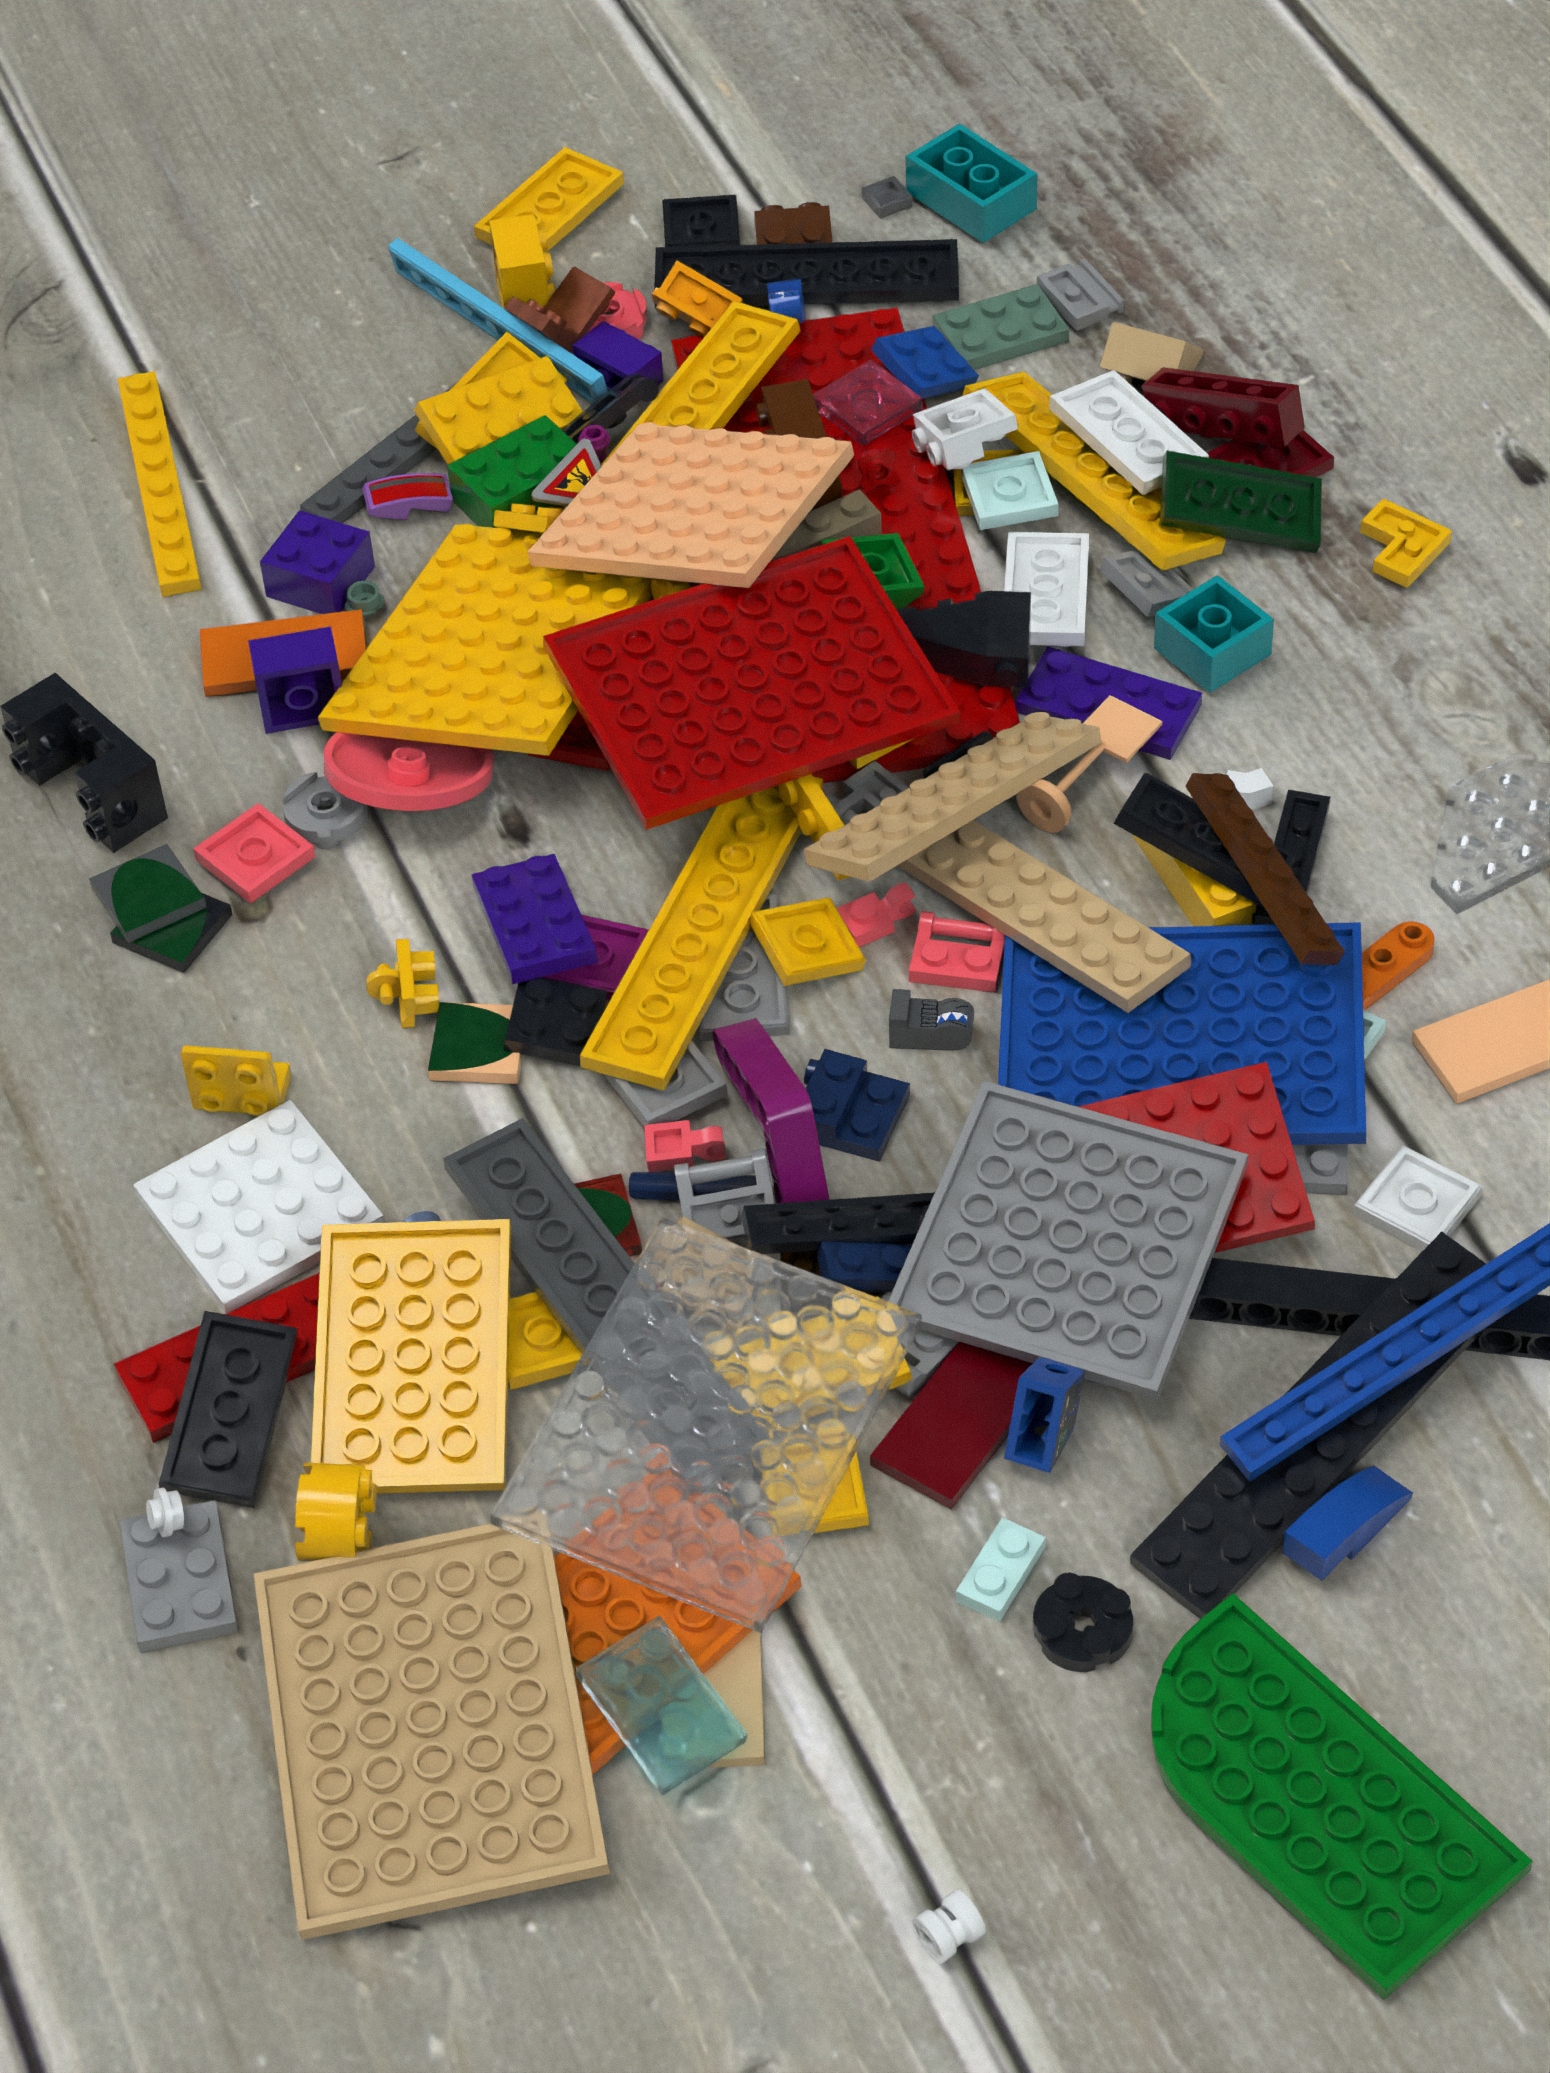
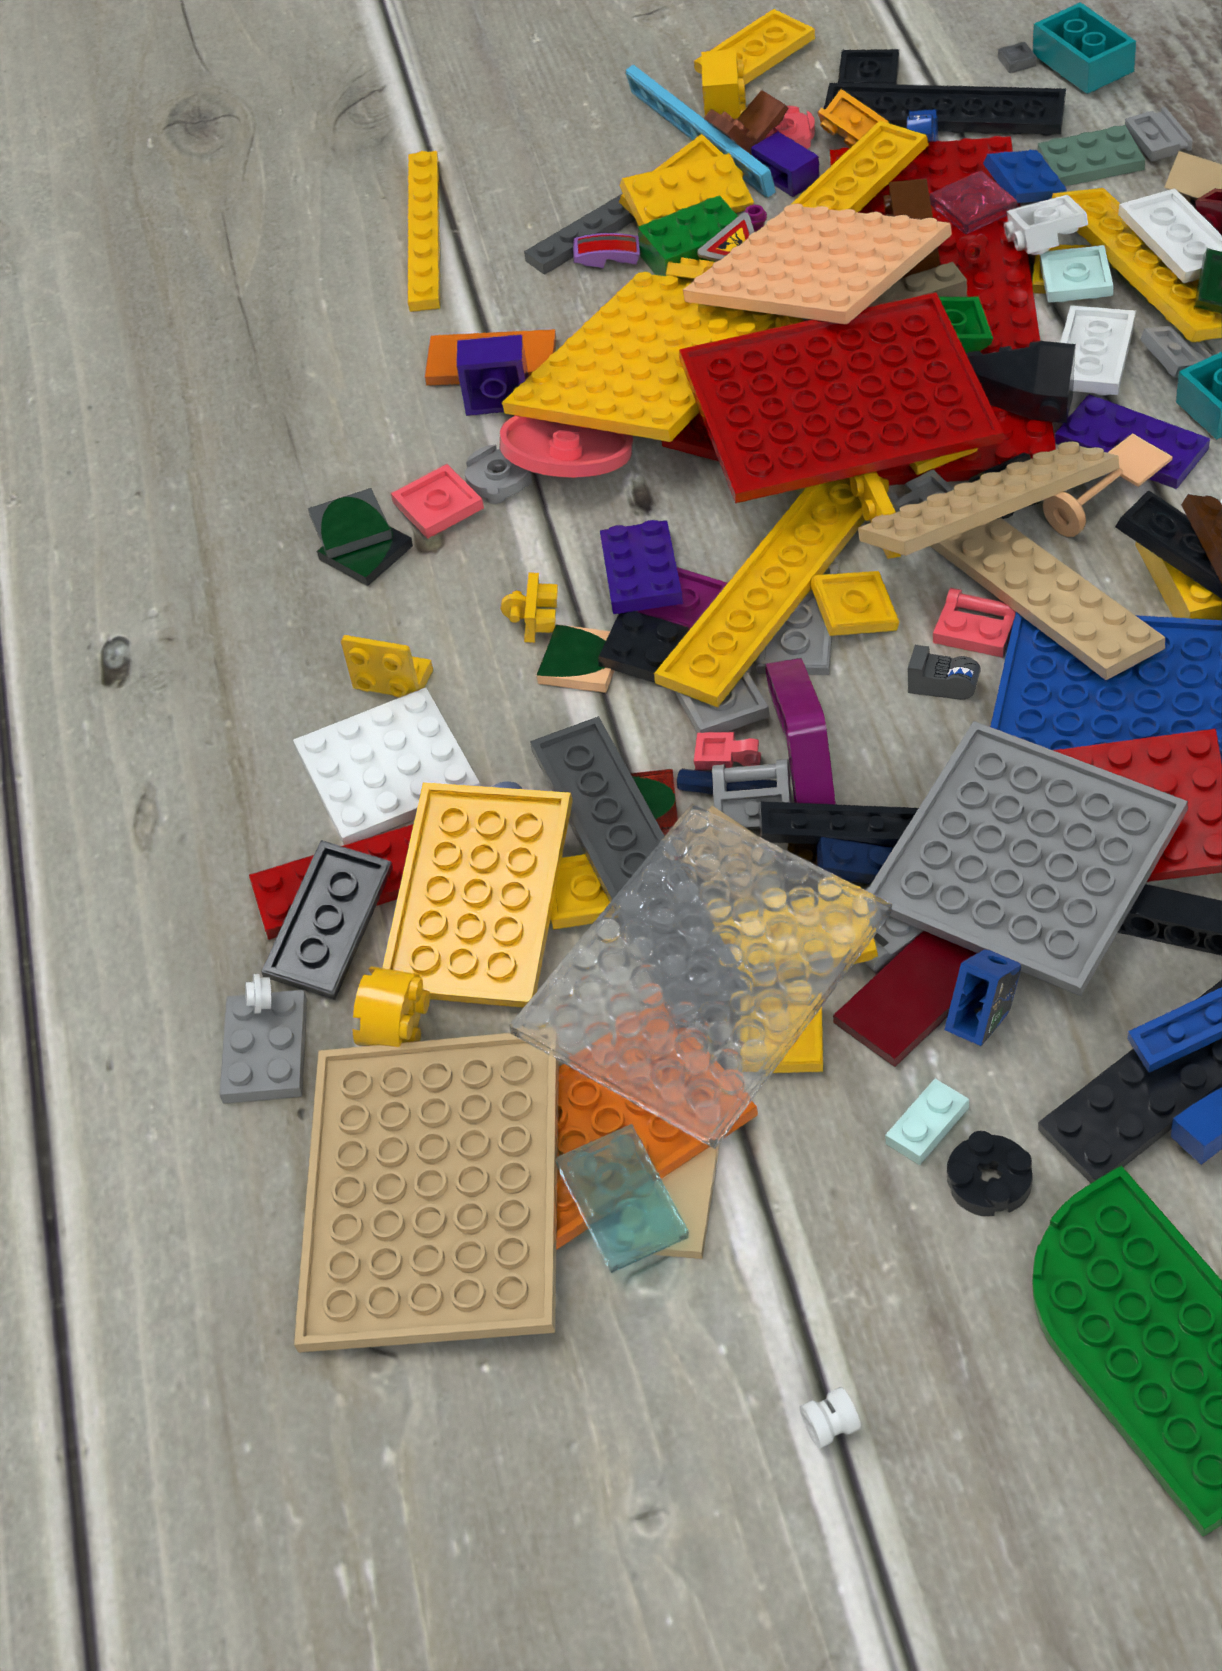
camera: 15 degrees right, 0 degrees up
(118, 780) = (311, 403): black plate -> none
(316, 563) = (527, 293): dark purple brick -> none
(364, 596) = (560, 321): sand green plate -> none
(612, 407) = (773, 194): black plate -> none
(793, 225) = (941, 71): reddish brown bracket -> none
(853, 1106) = (867, 734): dark blue plate -> none
(874, 918) = (911, 591): coral plate -> none

